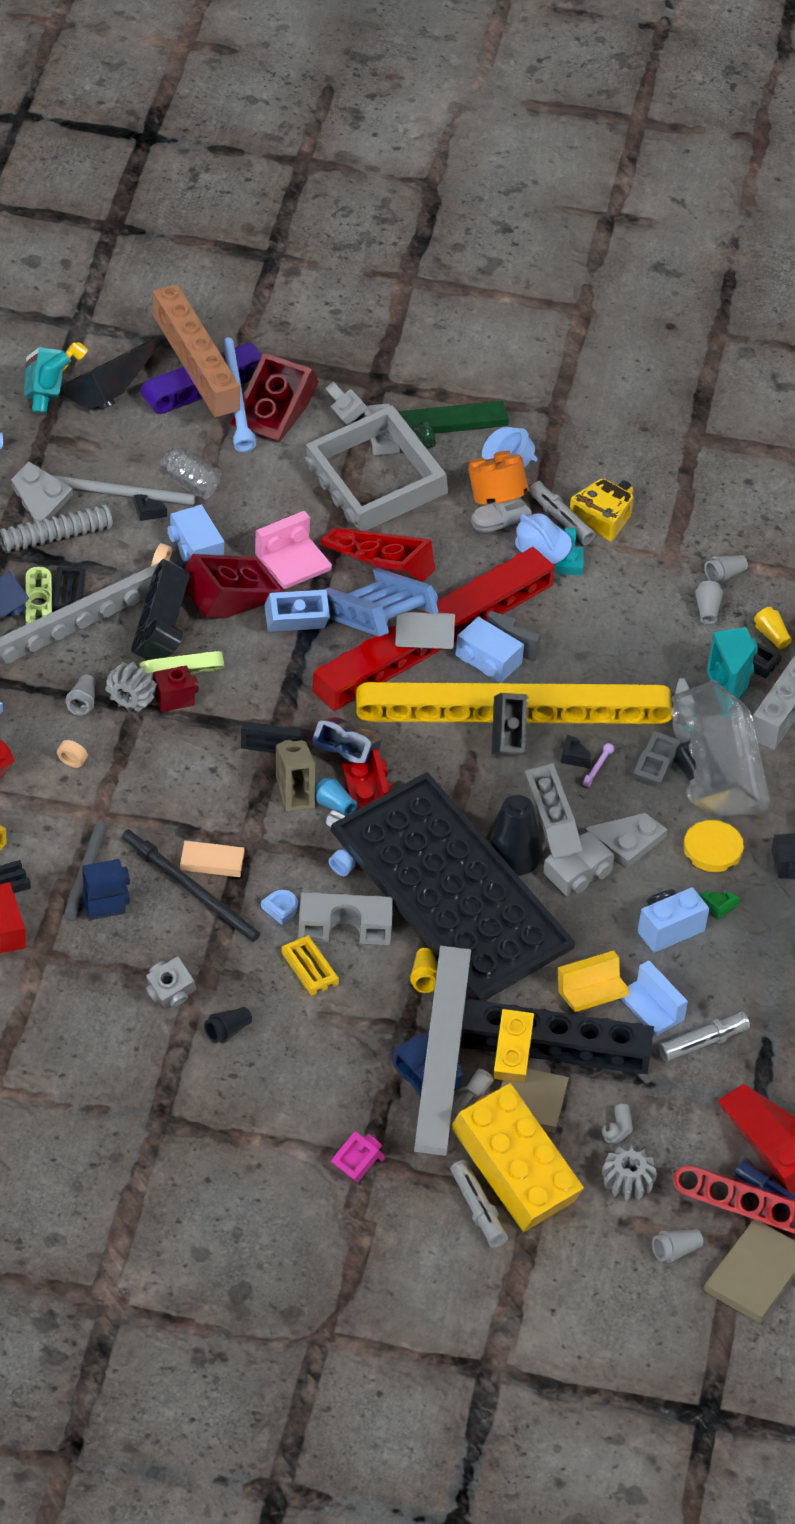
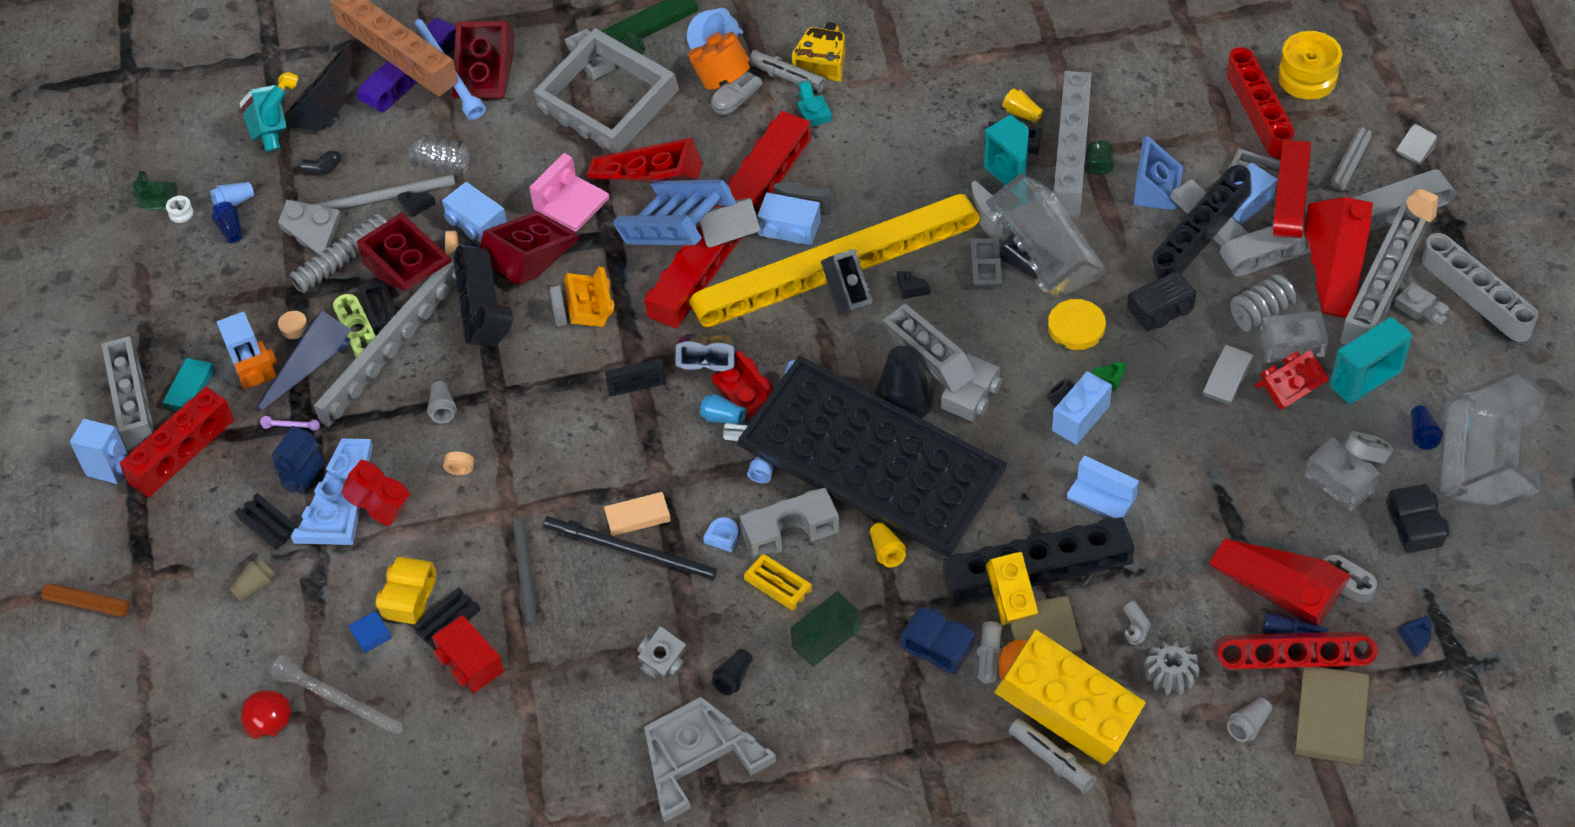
camera: 15 degrees left, 5 degrees up
(80, 442) = (323, 165): none -> black arm
(105, 889) = (556, 585): dark blue brick -> none
(109, 547) = (401, 253): none -> dark red slope
(131, 686) = (484, 377): light grey gear -> none
(160, 1066) = (690, 741): none -> light grey wing
(175, 688) = (523, 363): dark red brick -> none
(196, 663) = (519, 339): yellowish green beam -> none
(232, 649) = (558, 306): none -> light grey tile
(263, 652) = (589, 298): none -> light orange bracket
(292, 763) = (674, 391): dark tan torso -> none
(297, 610) = (600, 247): light blue brick -> none
(329, 1019) = (825, 628): none -> clear green brick
(347, 405) = (550, 43): light grey plate -> none
(358, 1155) = (919, 754): dark pink bracket -> none
(442, 1051) = (949, 621): light grey tile -> none
(544, 536) = (779, 96): light blue piece -> none
(591, 981) = (1041, 496): yellow panel -> none
(607, 750) = (937, 270): lavender hinge -> none
(629, 837) = (1000, 344): light grey wing -> none
(709, 599) = (954, 101): light grey cone -> none
(715, 1032) = (1174, 498): light grey pin -> none
(724, 567) = (952, 68): light grey cone -> none

